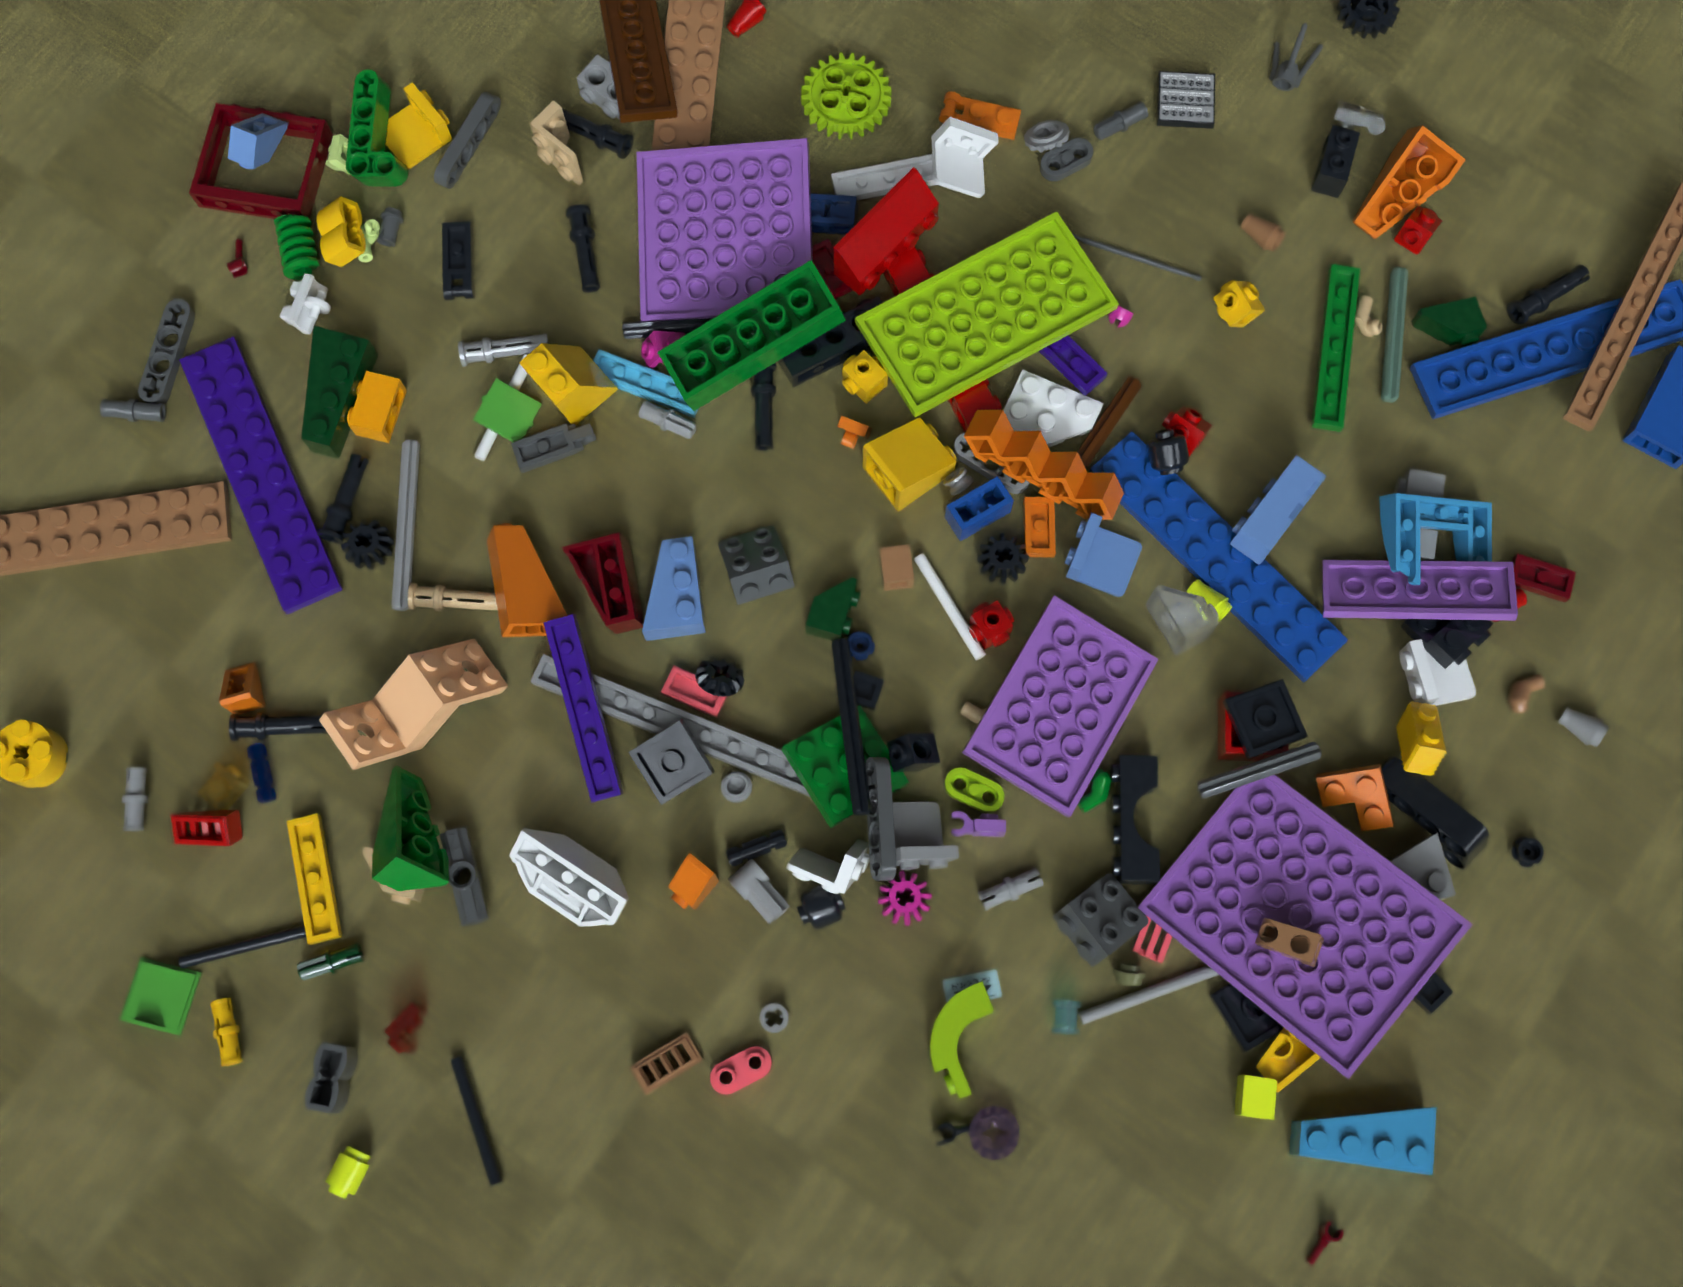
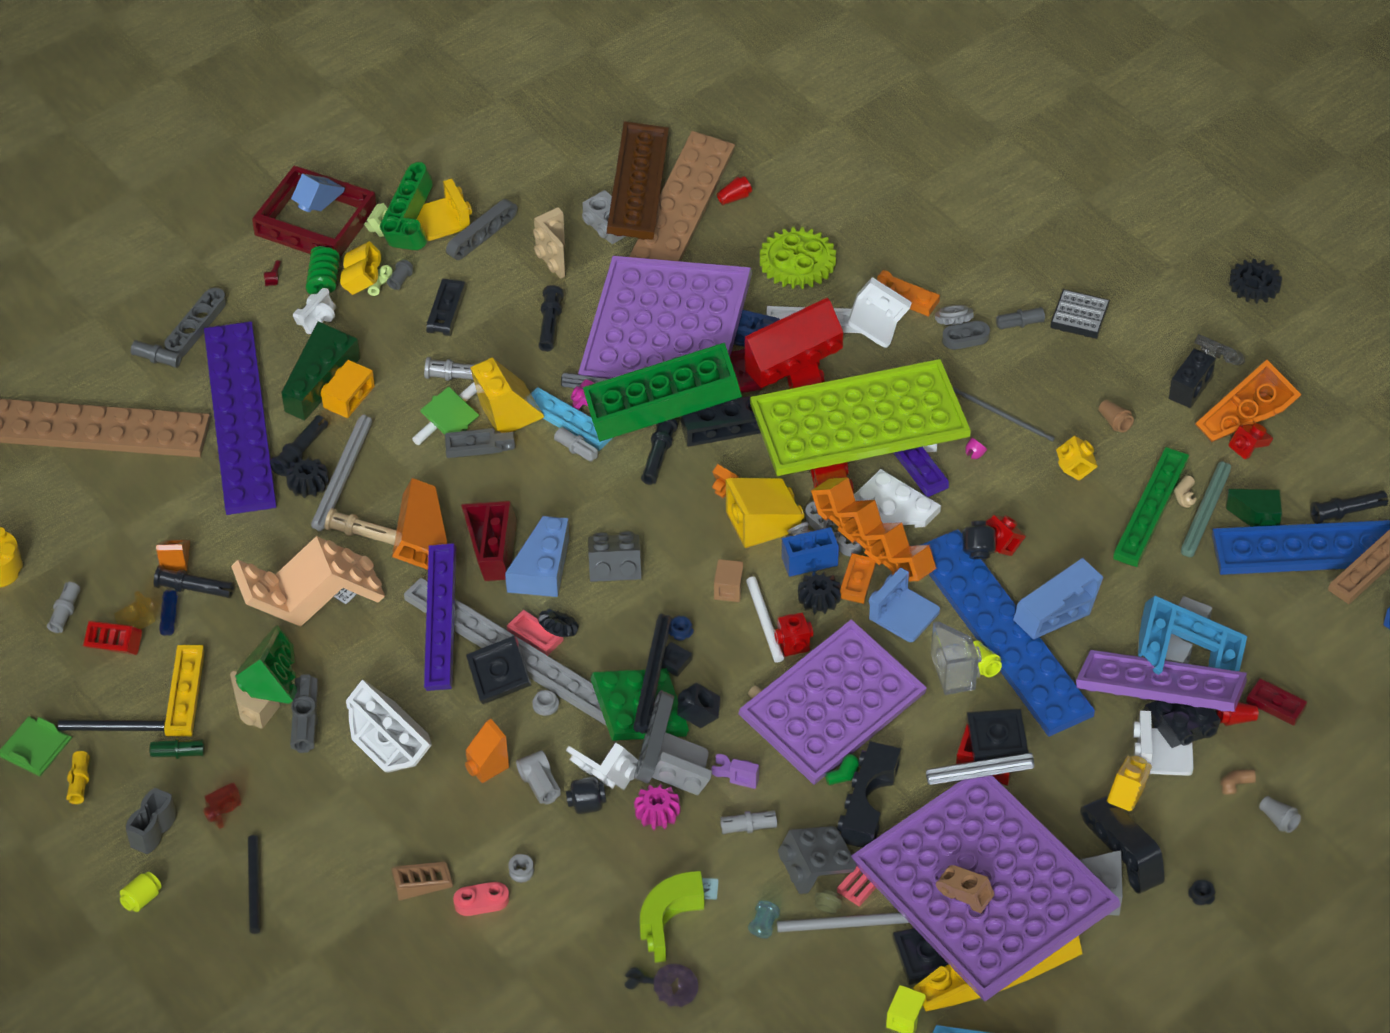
camera: 15 degrees right, 25 degrees down
(602, 135) = (591, 247): black pin -> none
(756, 847) = (549, 747): black axle -> none
(831, 611) = (666, 597): dark green slope -> none
(864, 376) = (746, 445): yellow brick -> none
(975, 788) = (743, 745): lime plate -> none
(1109, 420) = (941, 518): reddish brown axle -> none
(1287, 75) = (1172, 310): dark grey plant -> none
(1359, 786) = (1070, 810): orange plate -> none
(1433, 994) = (1082, 971): black plate -> none

